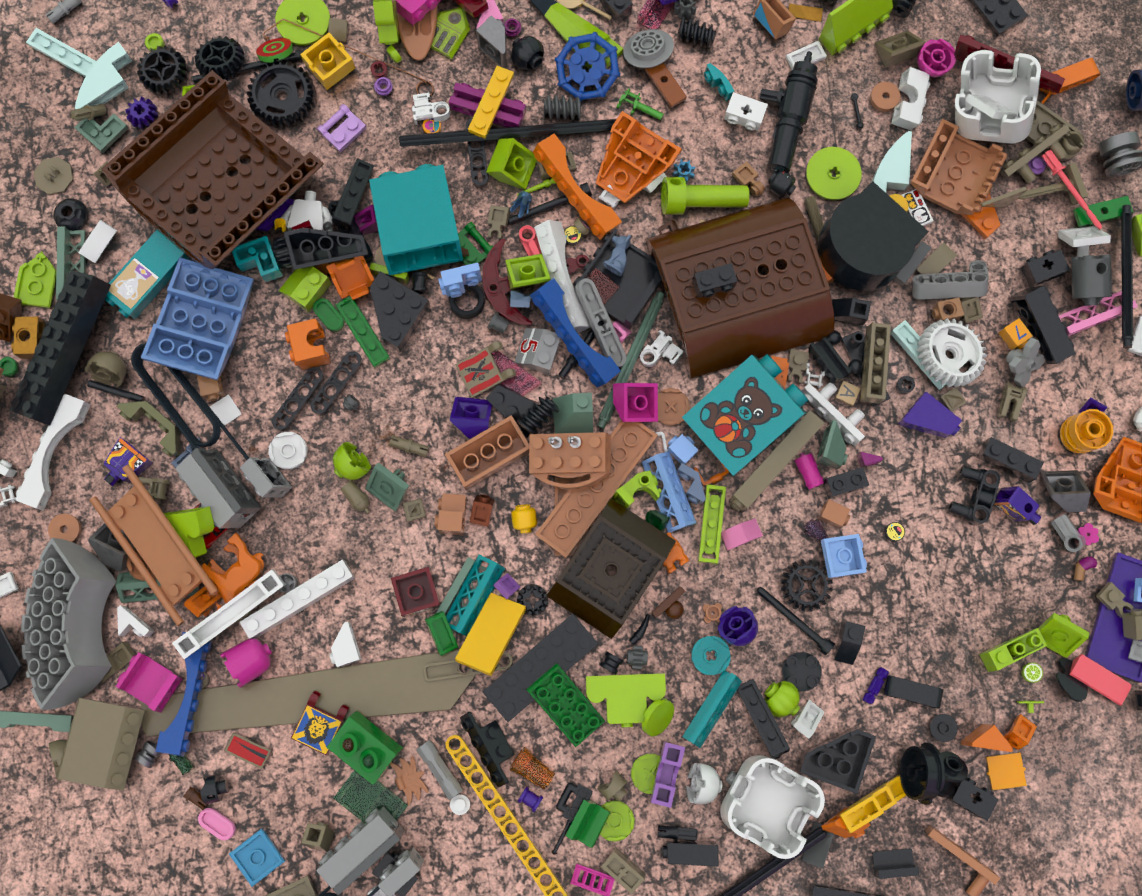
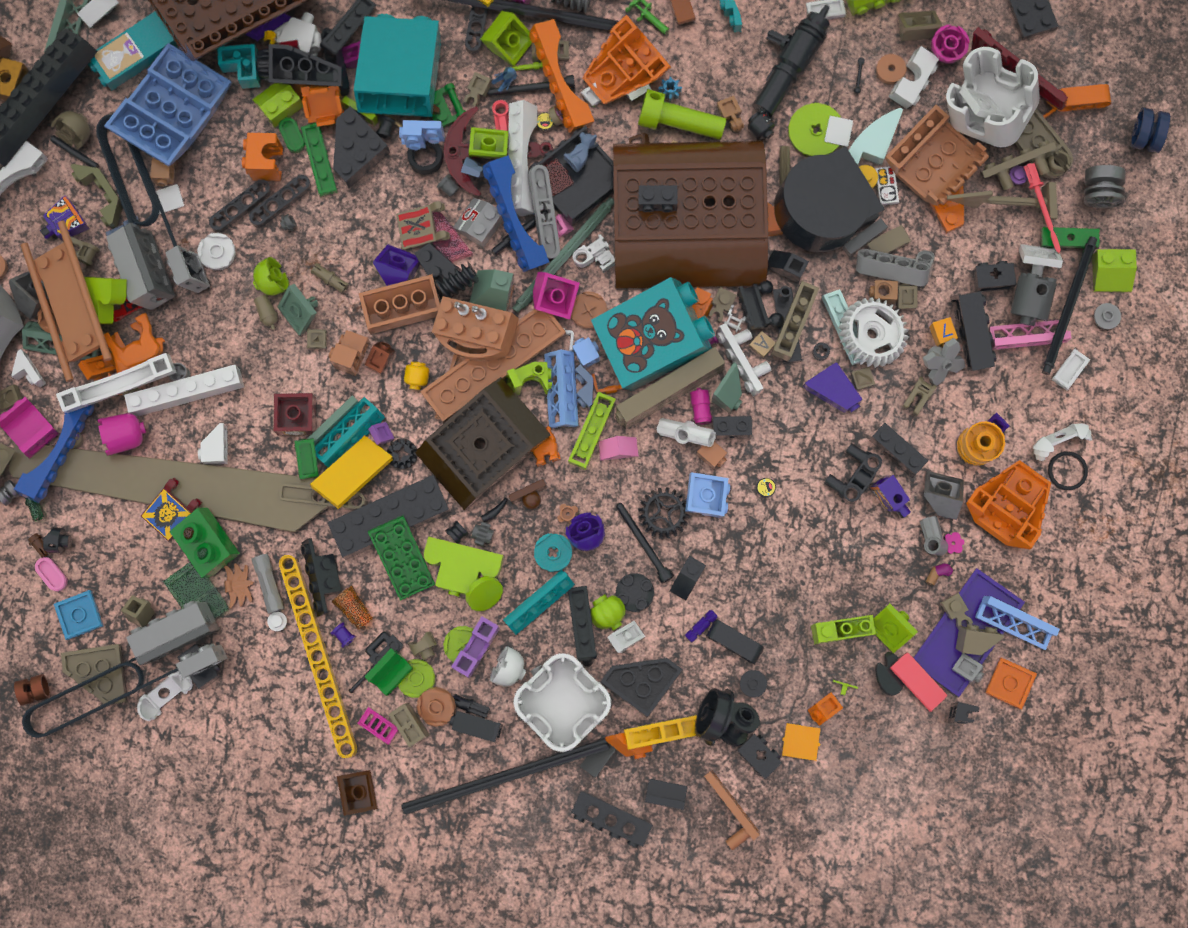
camera: 25 degrees right, 0 degrees up
(36, 282) = (31, 31): lime tile -> none
(247, 750) = (98, 515): slope -> none
(644, 843) = (436, 706): none -> nougat tile
(657, 519) = (542, 412): dark green tile -> none
(740, 104) = (744, 39): white brick -> none
(812, 499) = (686, 432): none -> white piece
(815, 530) = (689, 463): clear purple cone -> none
(855, 168) = (838, 131): none -> white sticker
(867, 459) = (761, 412): magenta slope -> none
(987, 737) = (789, 704): orange slope -> none
(1032, 672) = (856, 657): tile -> none

